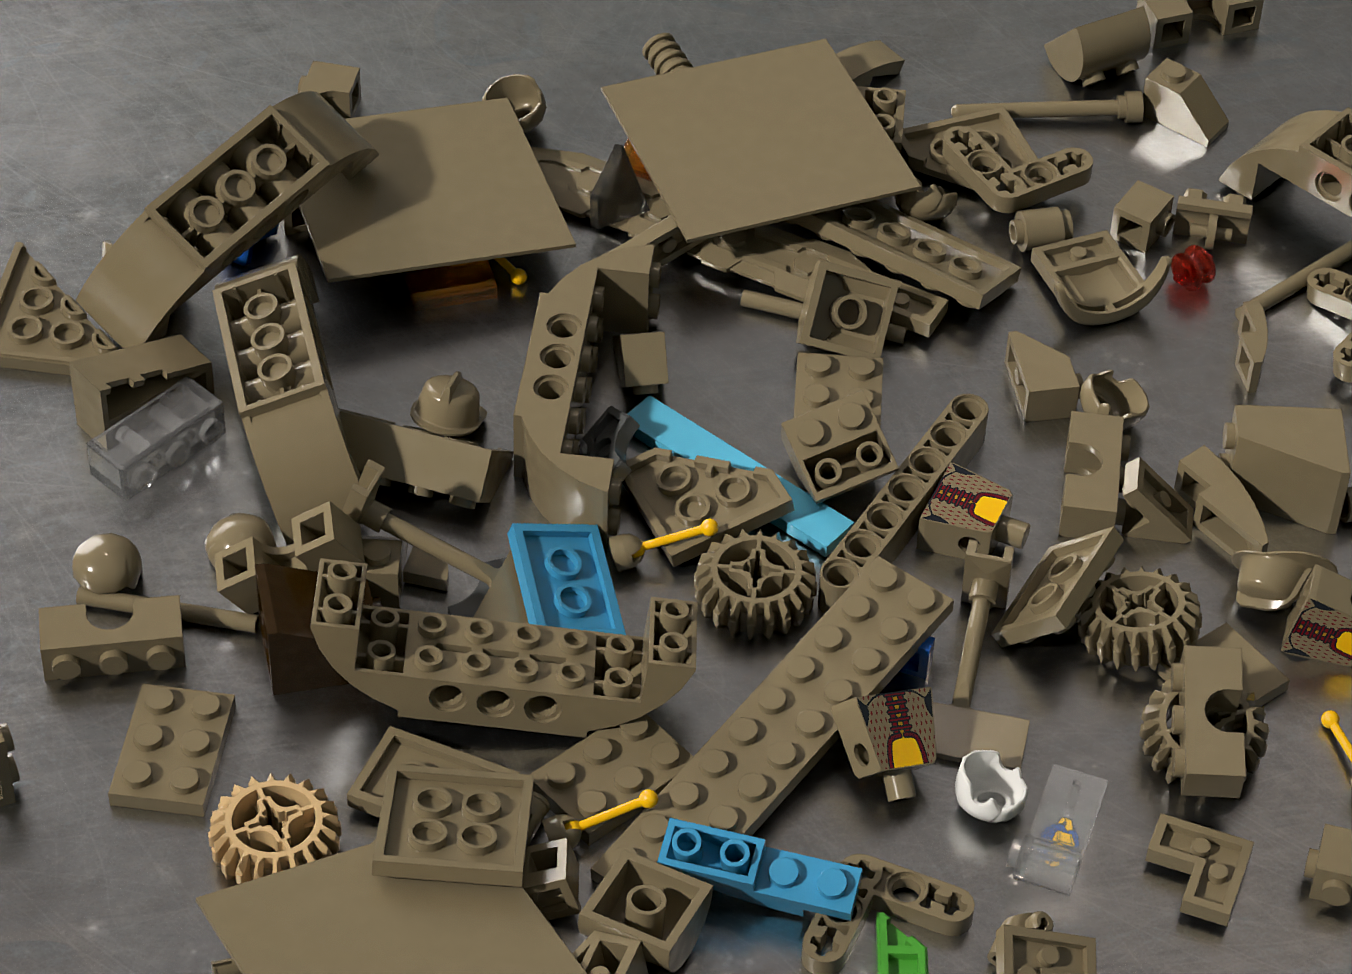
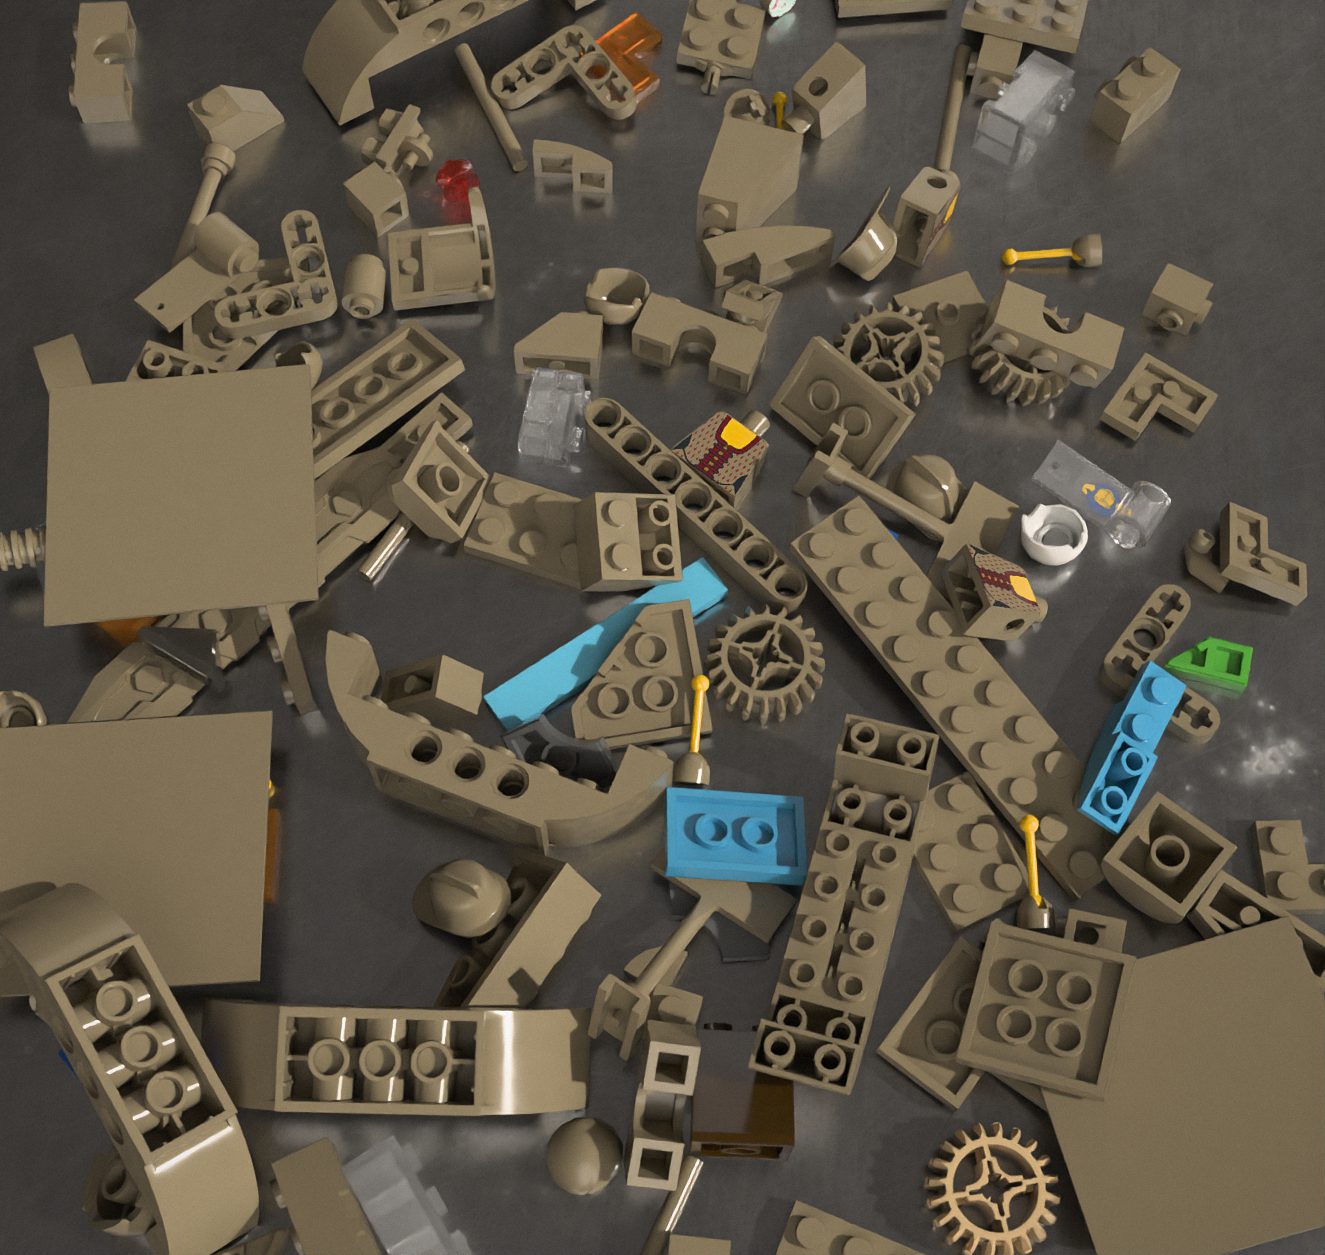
camera: 75 degrees left, 20 degrees up
(946, 375) = (552, 417): none -> clear brick
(1009, 684) = (930, 485): none -> dark tan piece
(1017, 123) = (220, 258): none -> dark tan door
(1101, 46) = (131, 158): dark tan brick -> none

